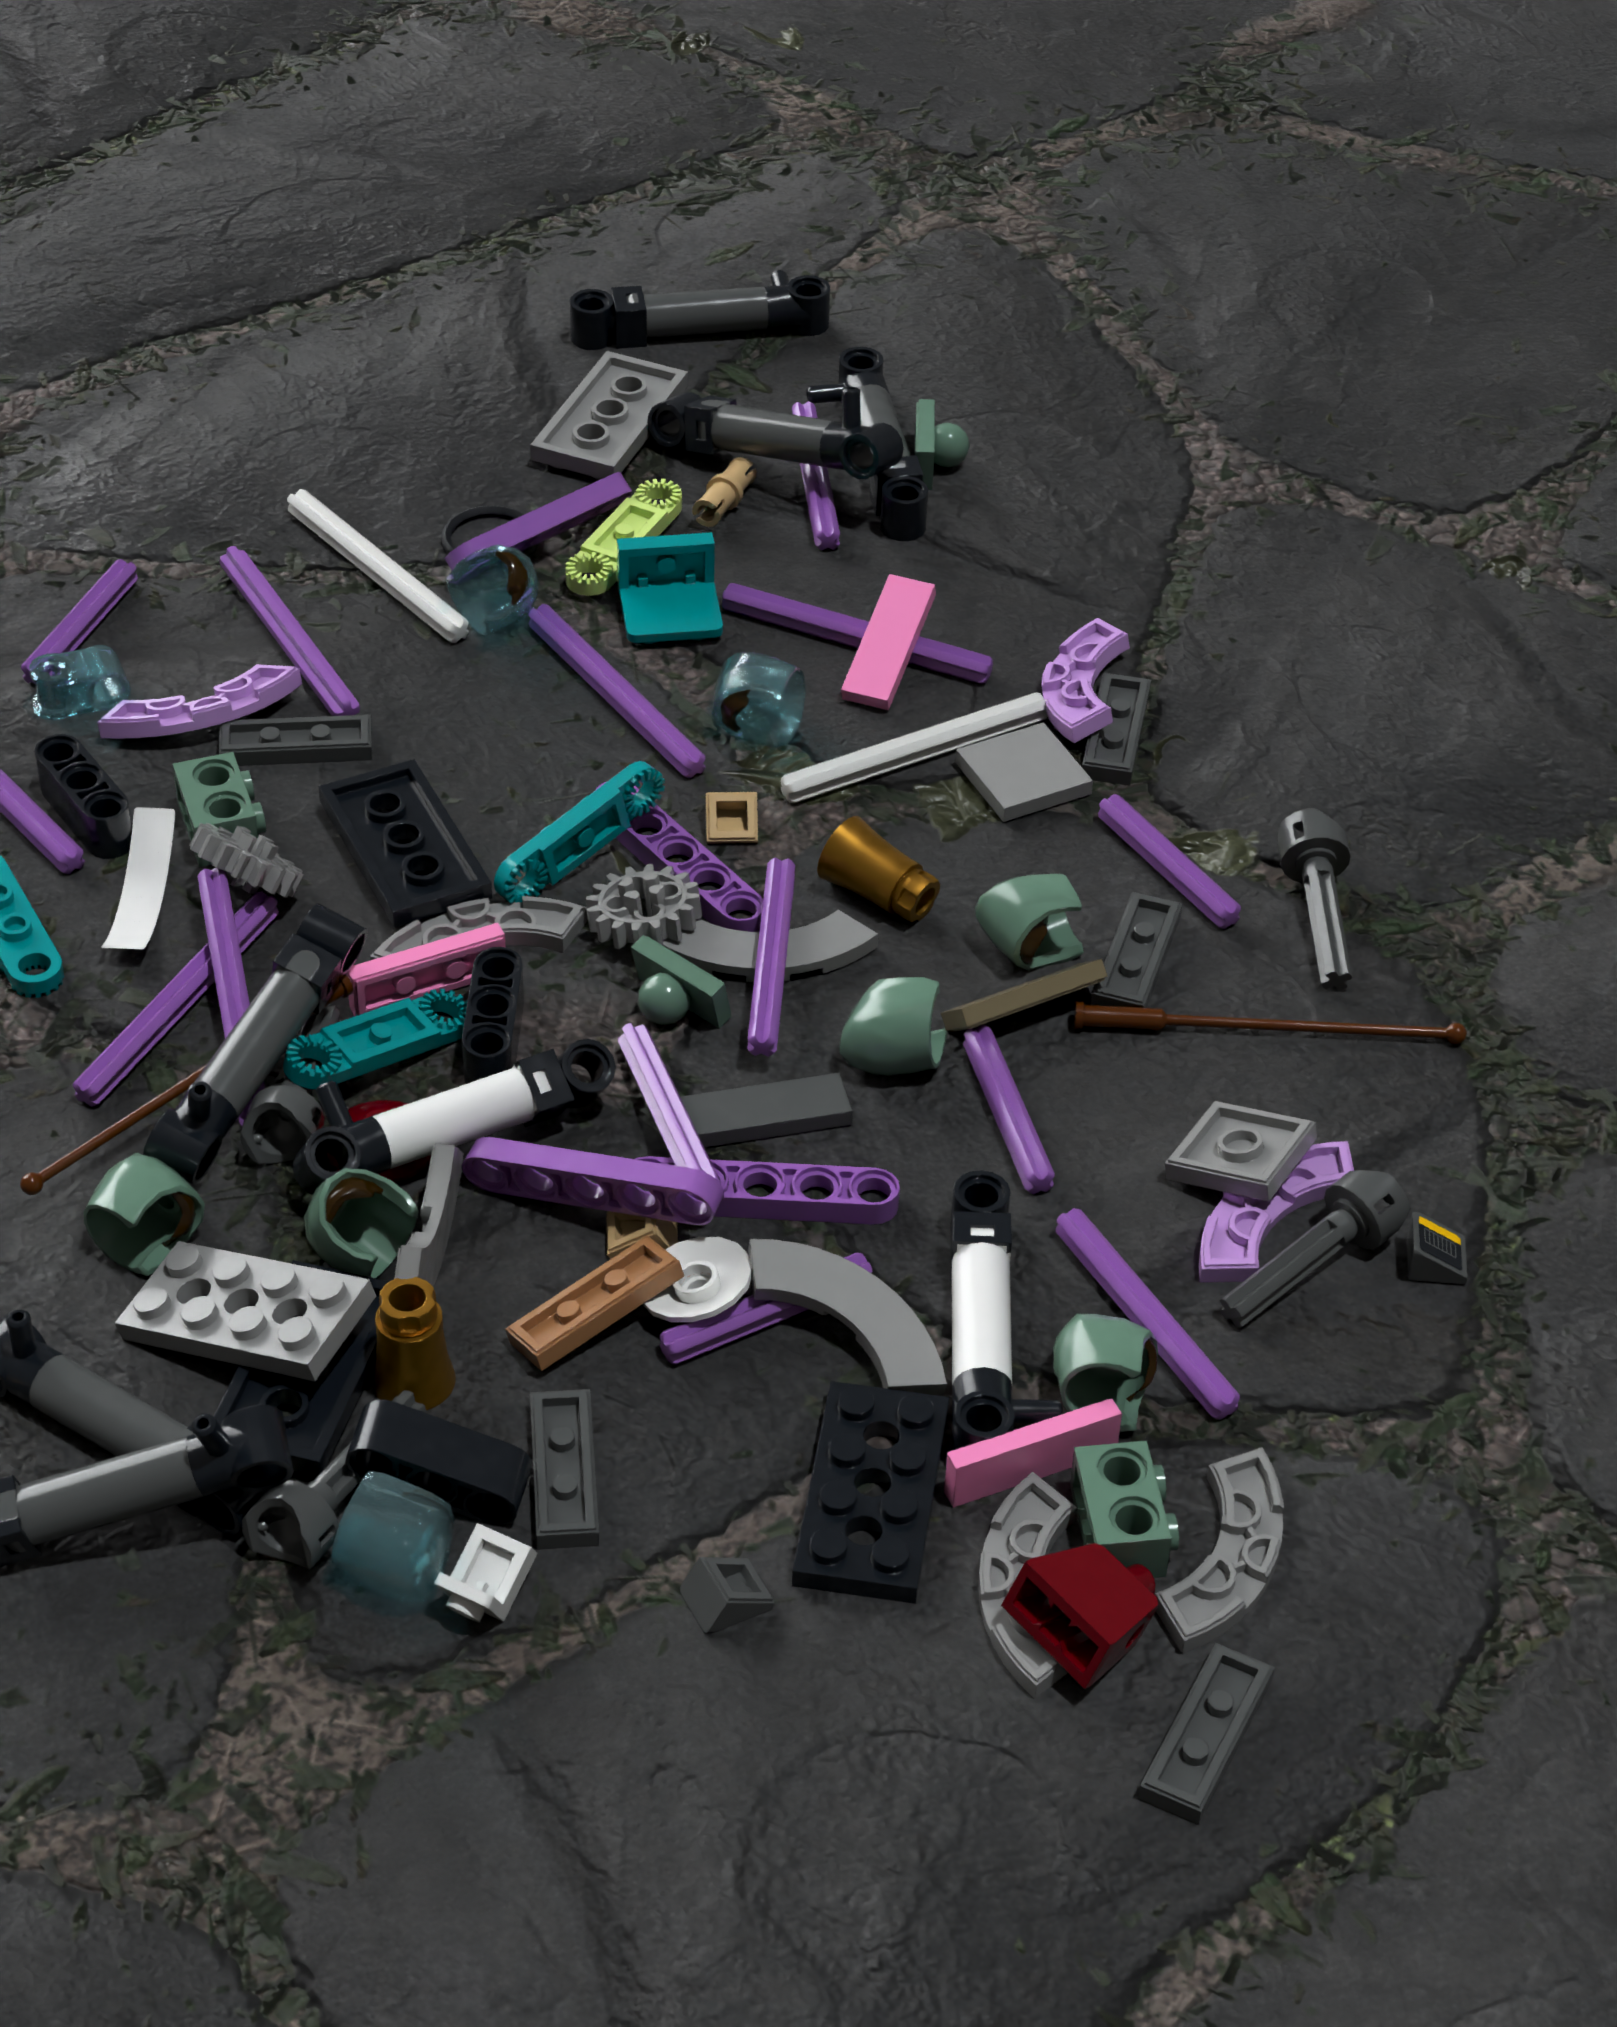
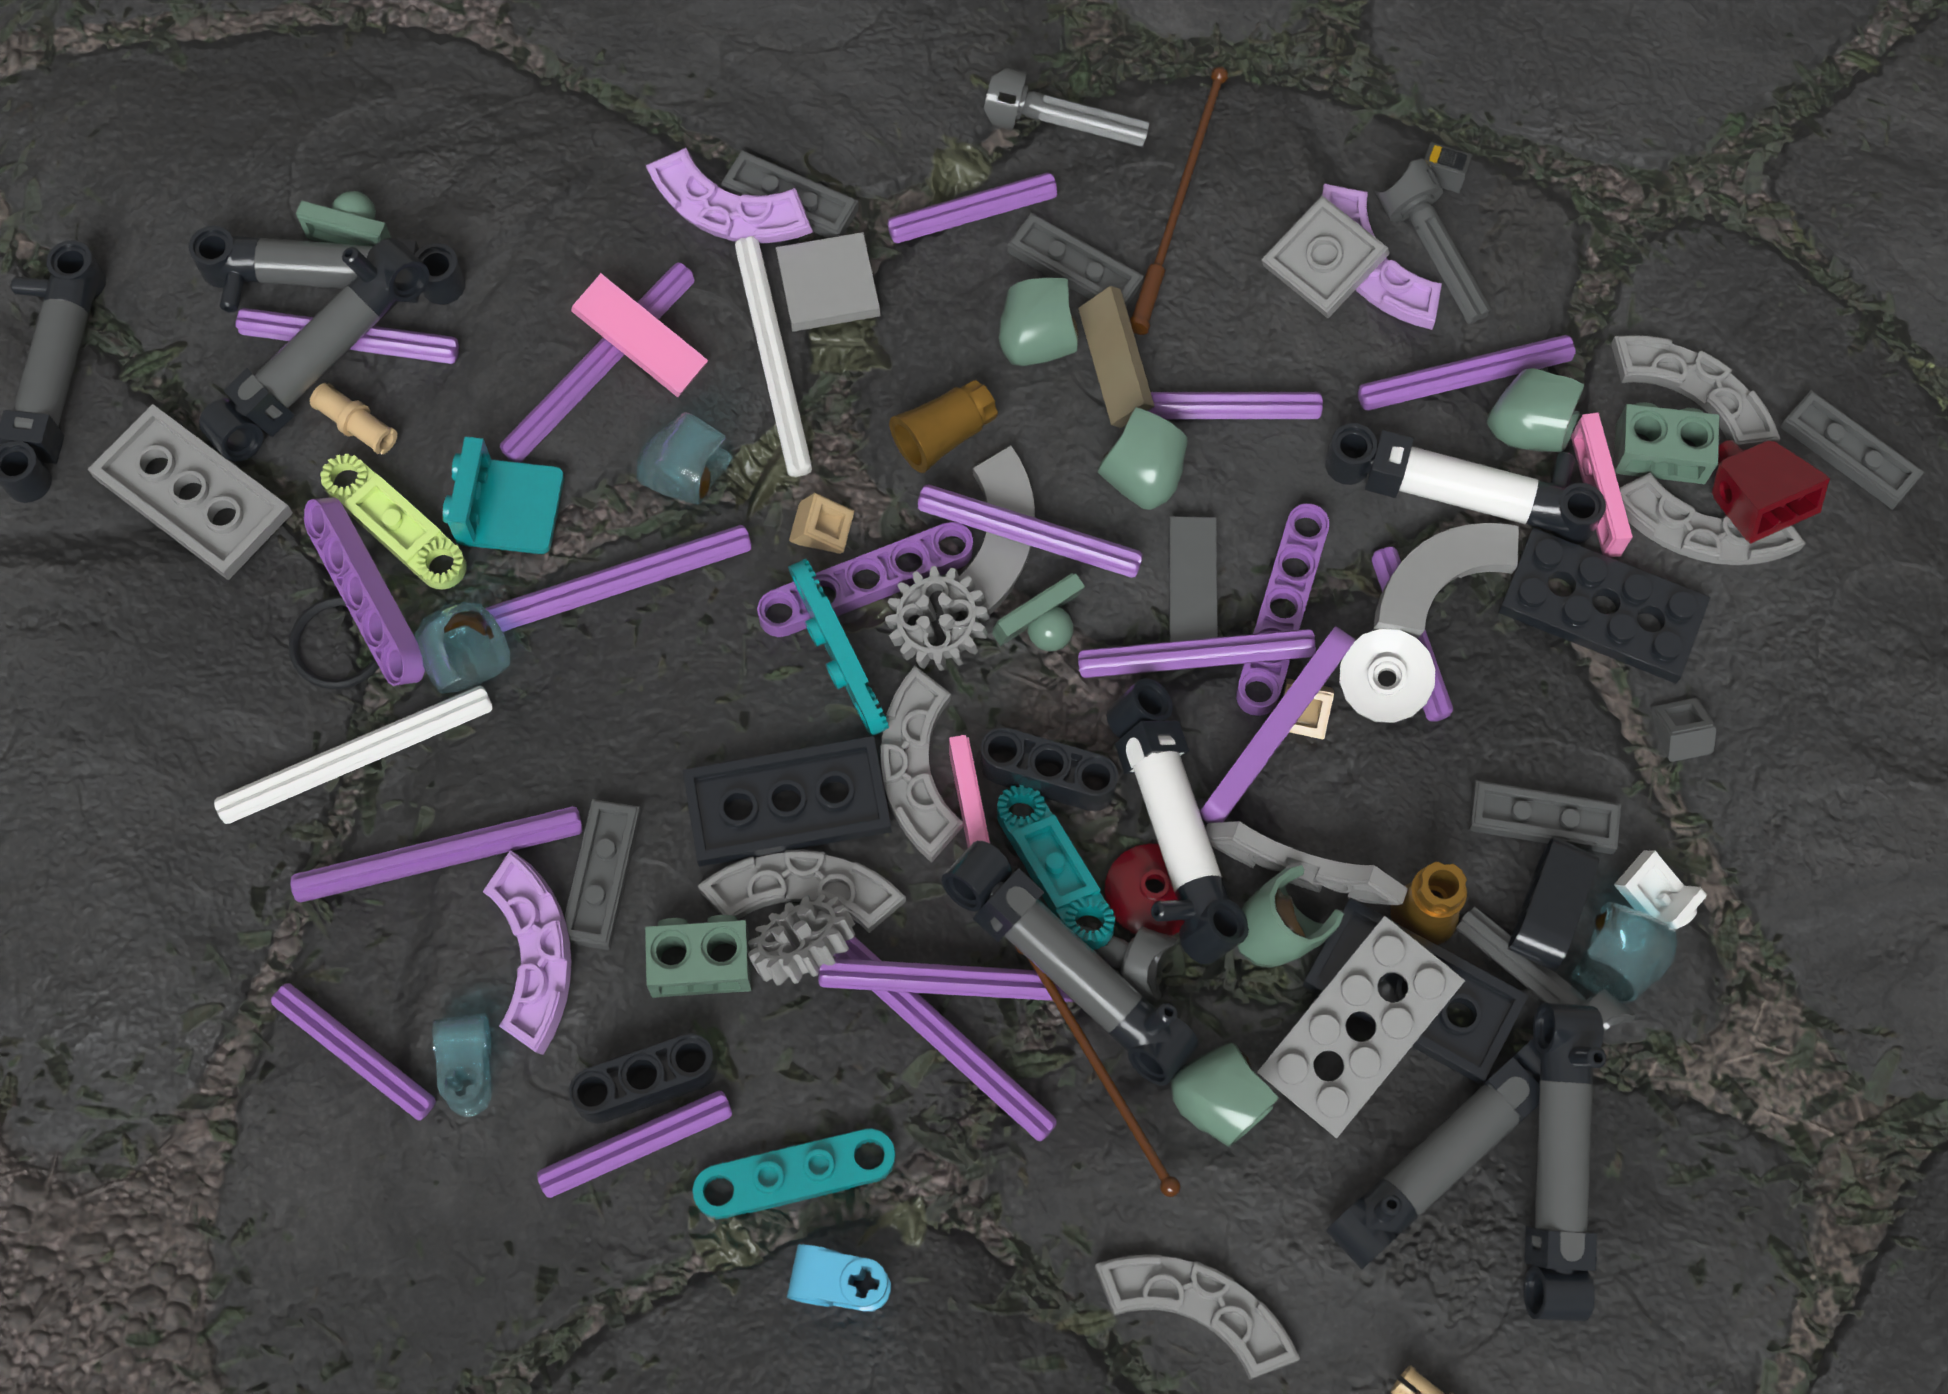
camera: 75 degrees left, 25 degrees up
(144, 879) = (780, 1046): white sticker -> none
(322, 856) = (801, 873): none -> light grey tile
(594, 1302) = (1391, 756): medium nougat tile -> none

